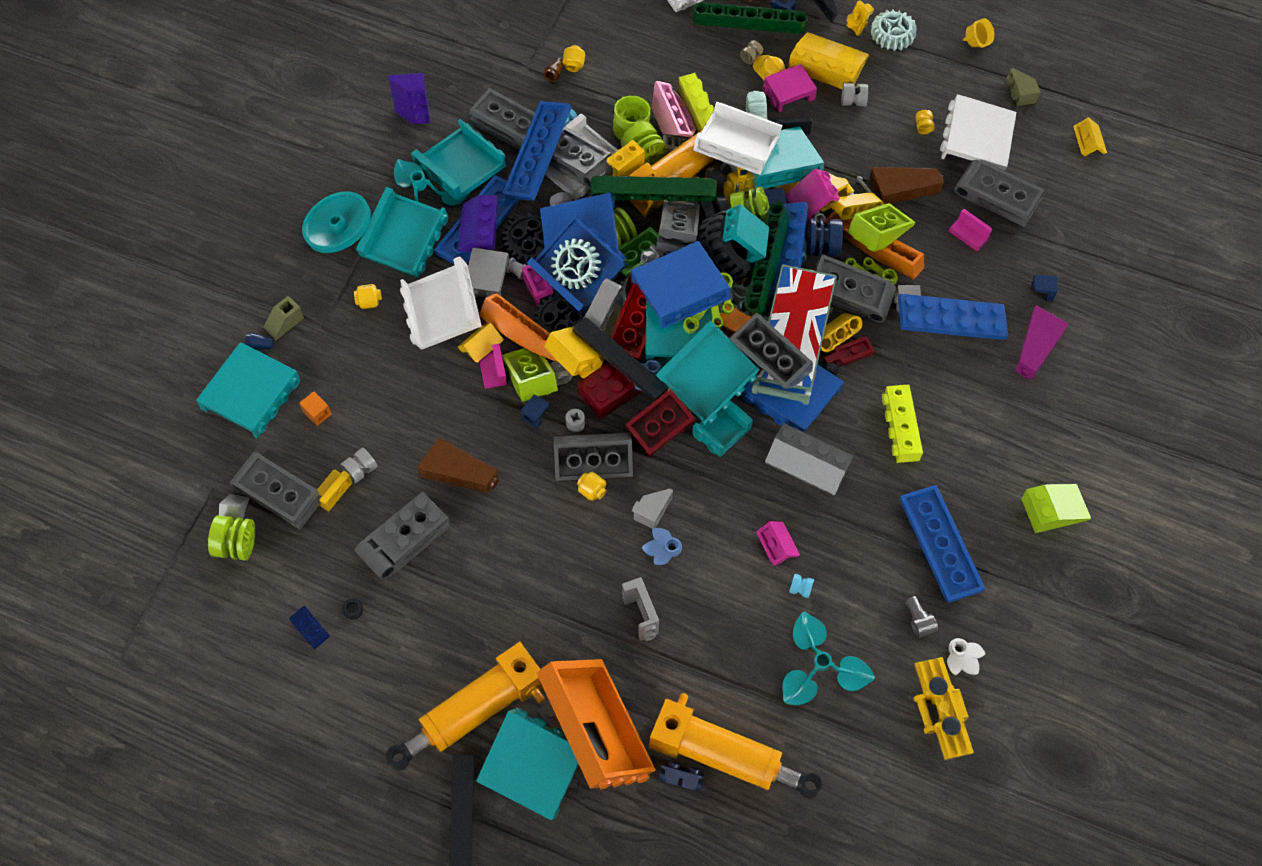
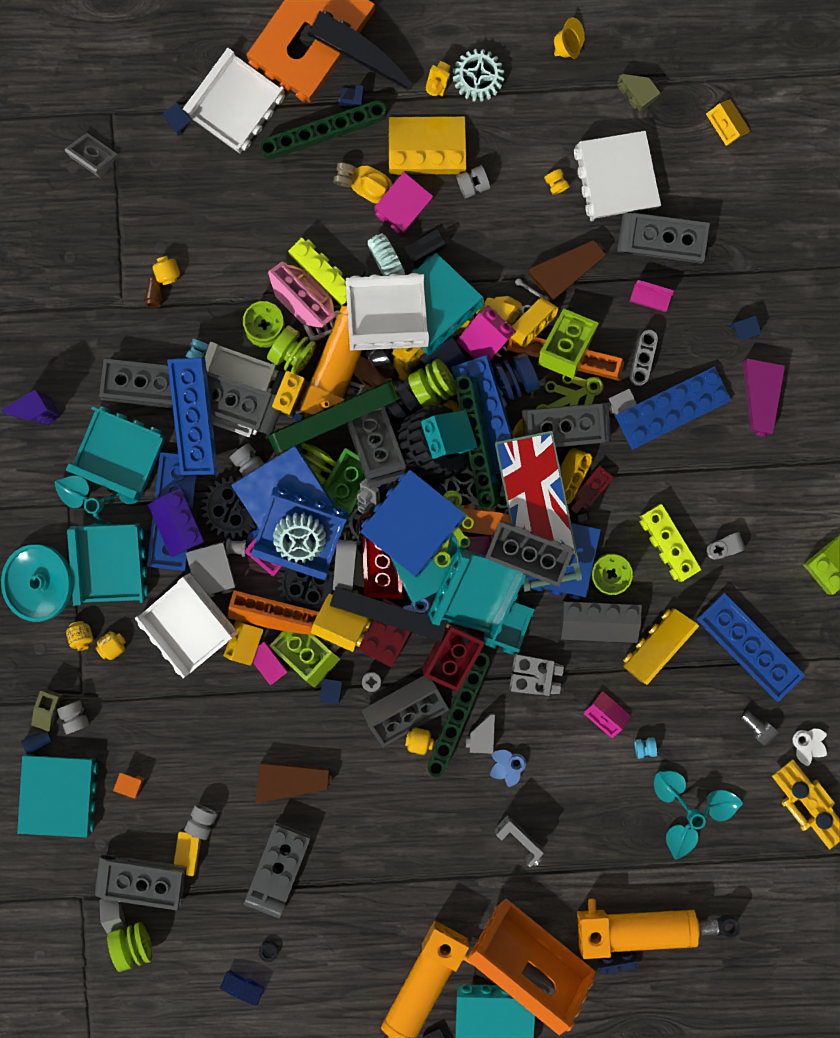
camera: 30 degrees left, 25 degrees up
(302, 334) = (73, 717): none -> light grey wheel
(346, 277) = (79, 635): none -> yellow head
(636, 488) = (458, 724): none -> dark green beam
(726, 477) = (541, 675): none -> light grey hips
(837, 421) = (616, 584): none -> lime wheel
(855, 500) = (659, 645): none -> yellow slope
(940, 279) = (643, 348): none -> light grey beam
(954, 447) = (728, 546): none -> light grey piece

